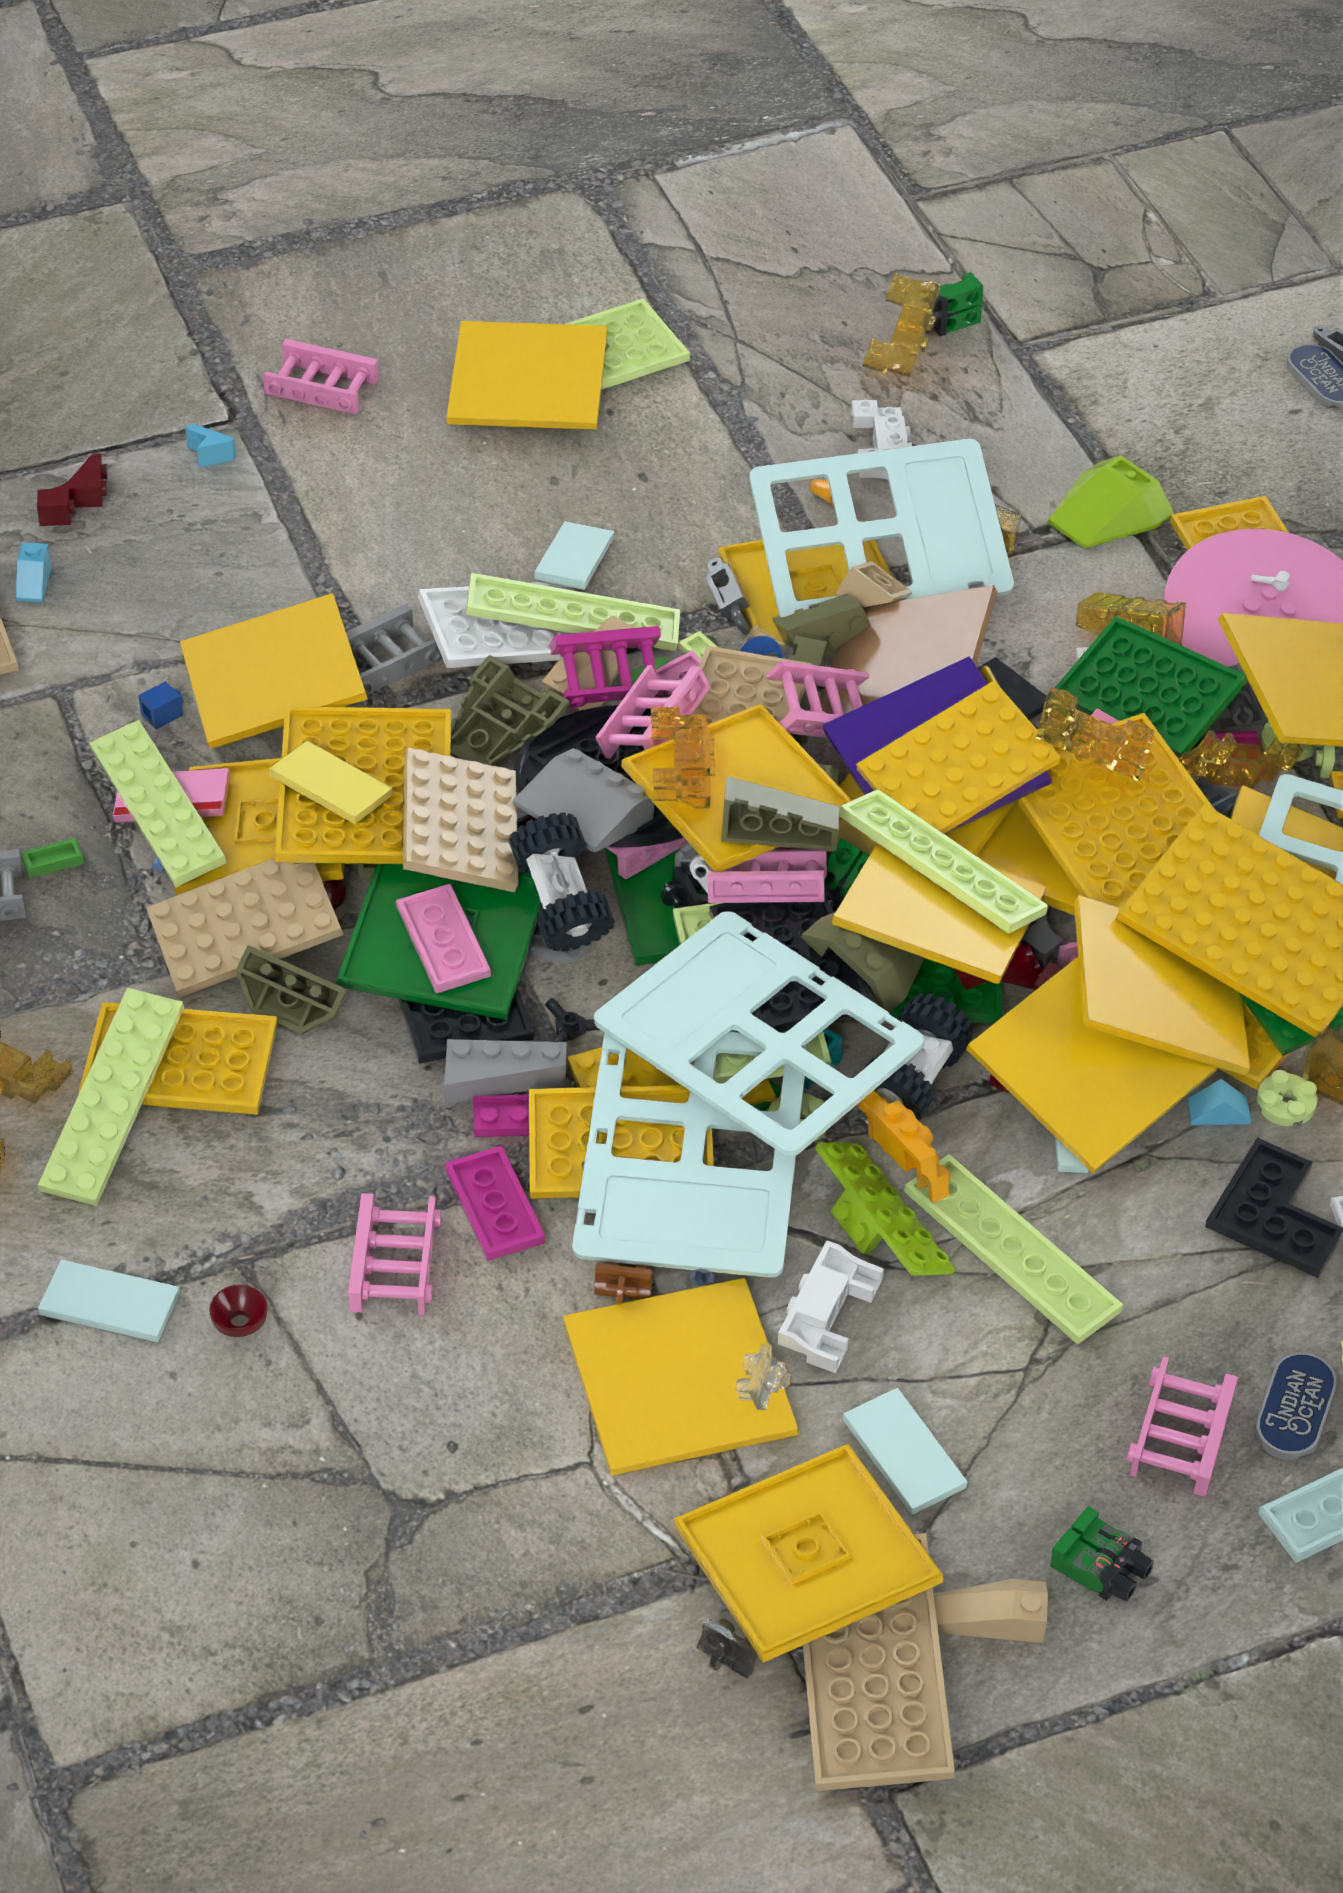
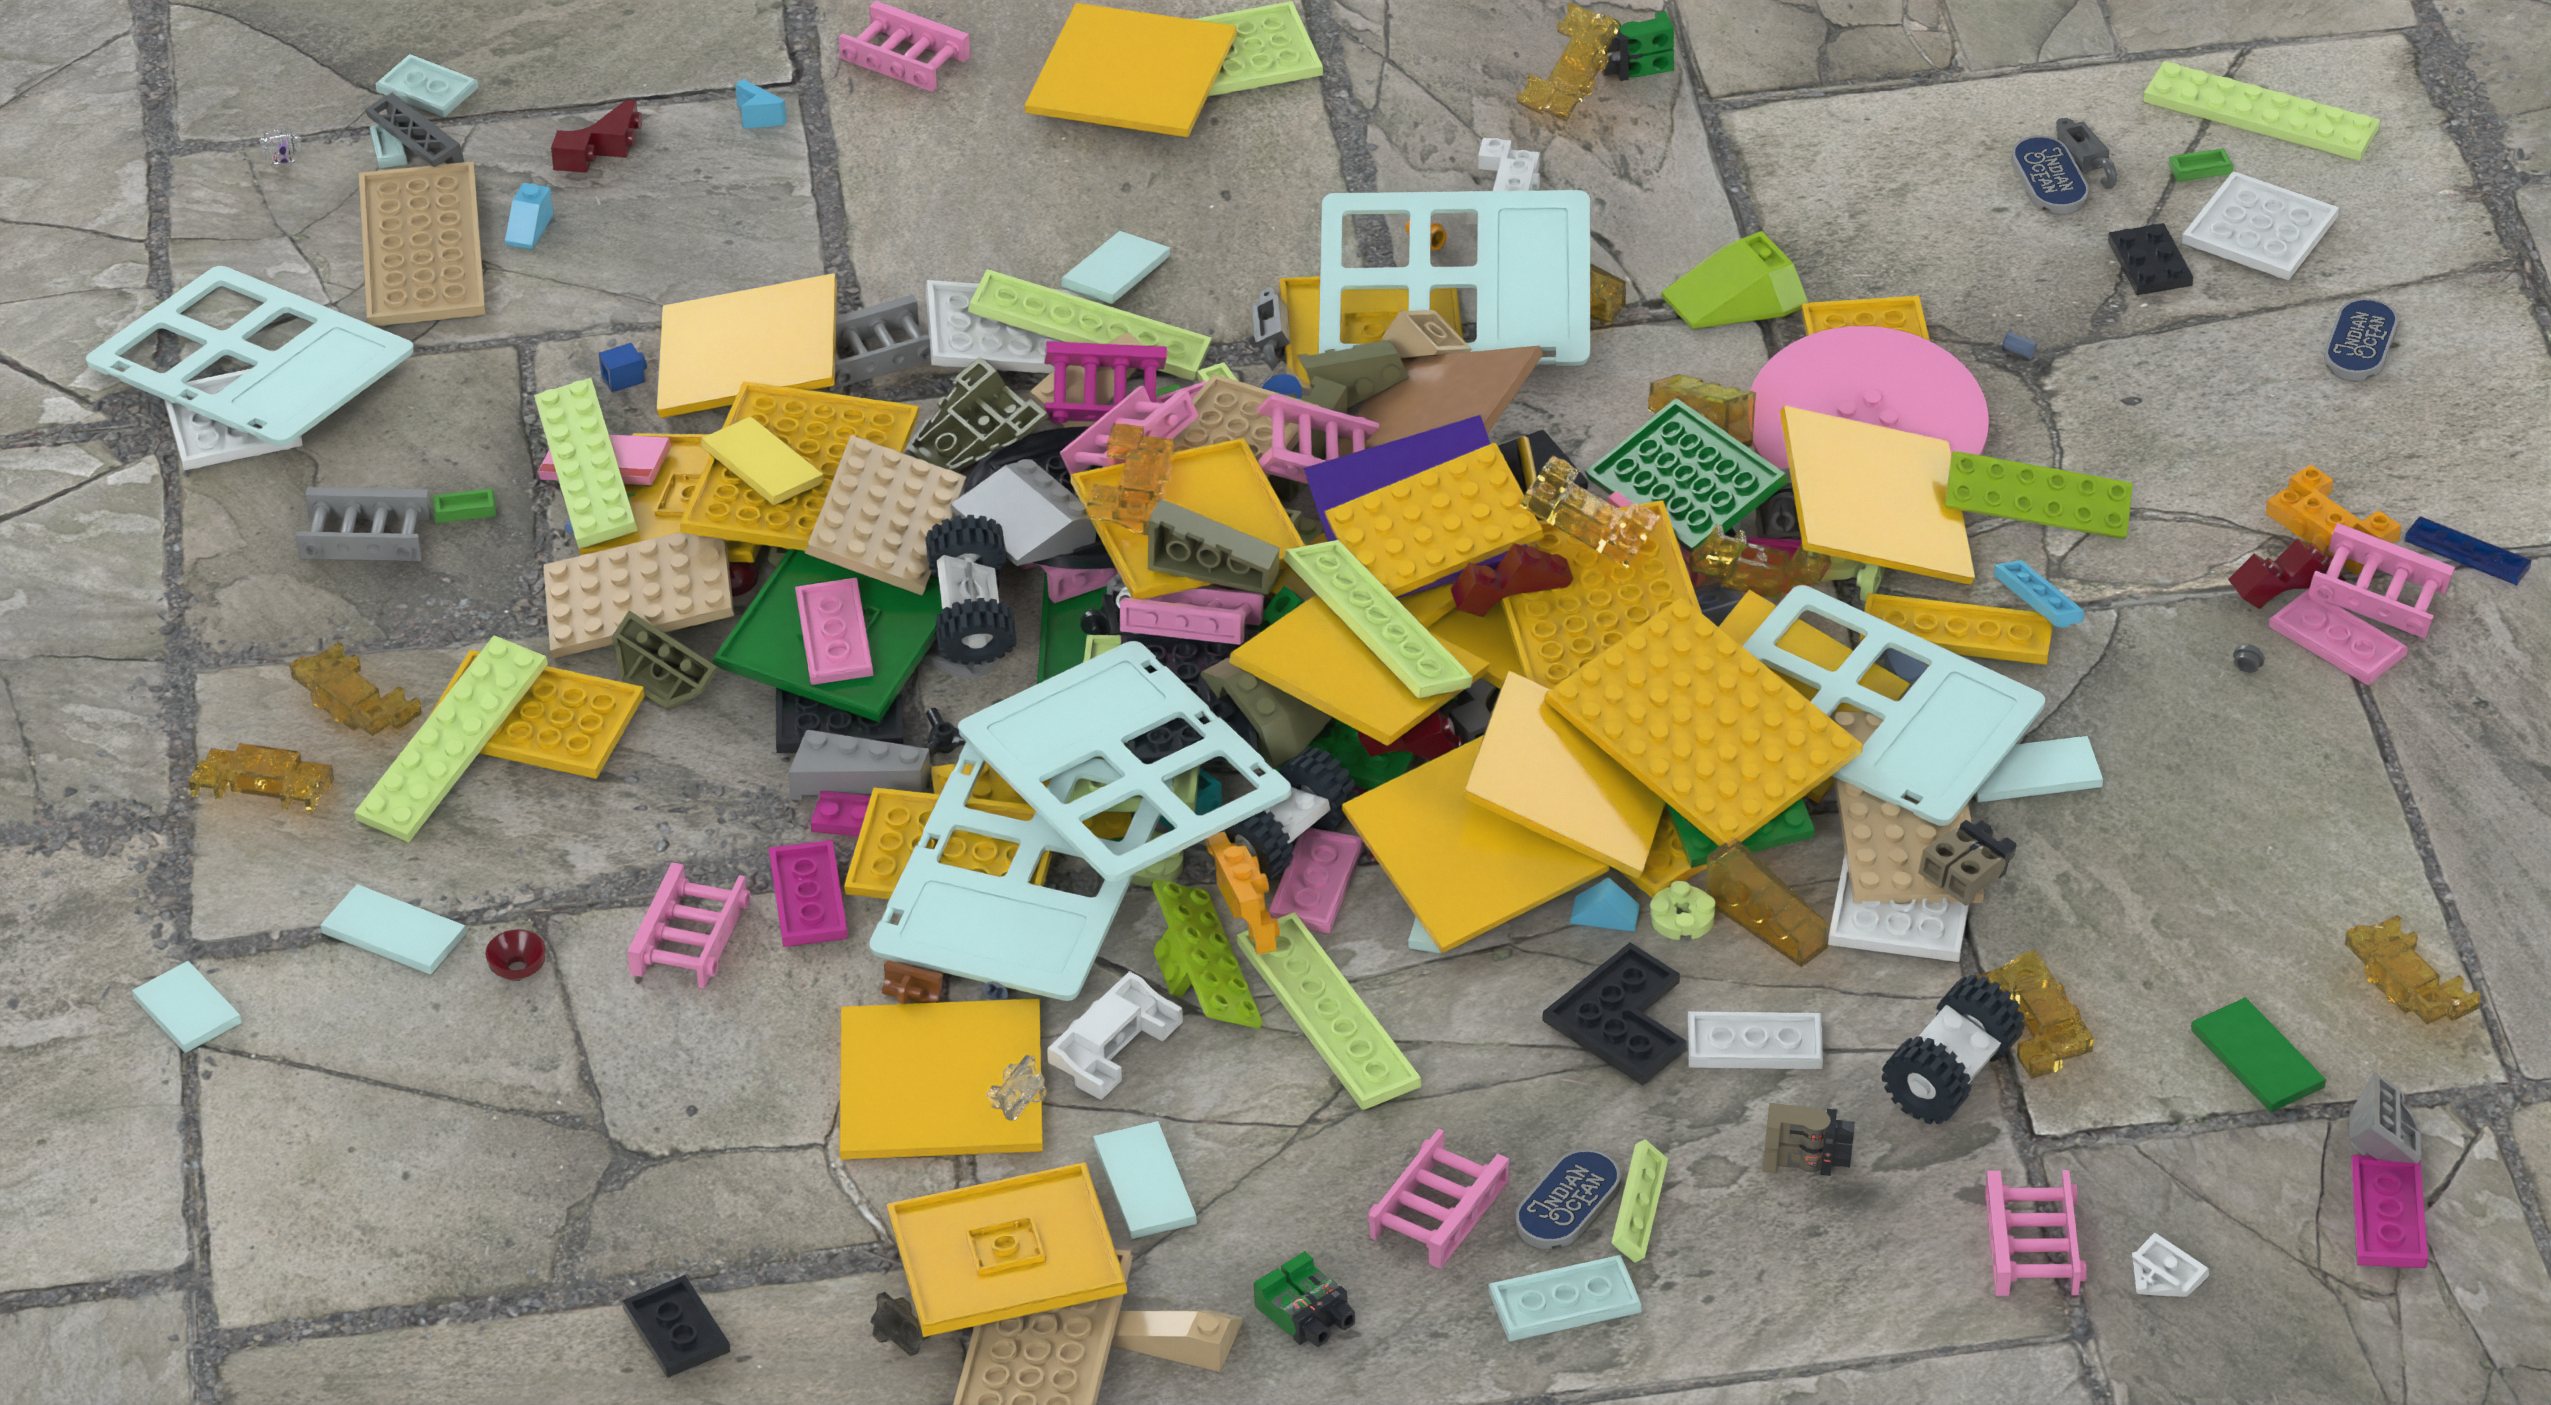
camera: 15 degrees right, 5 degrees down
(513, 1688) = (676, 1326): none -> black plate
(957, 1115) = (1317, 878): none -> bright pink tile
(1048, 799) = (1519, 572): none -> dark red arch
(1280, 582) = (1885, 387): white hand -> none

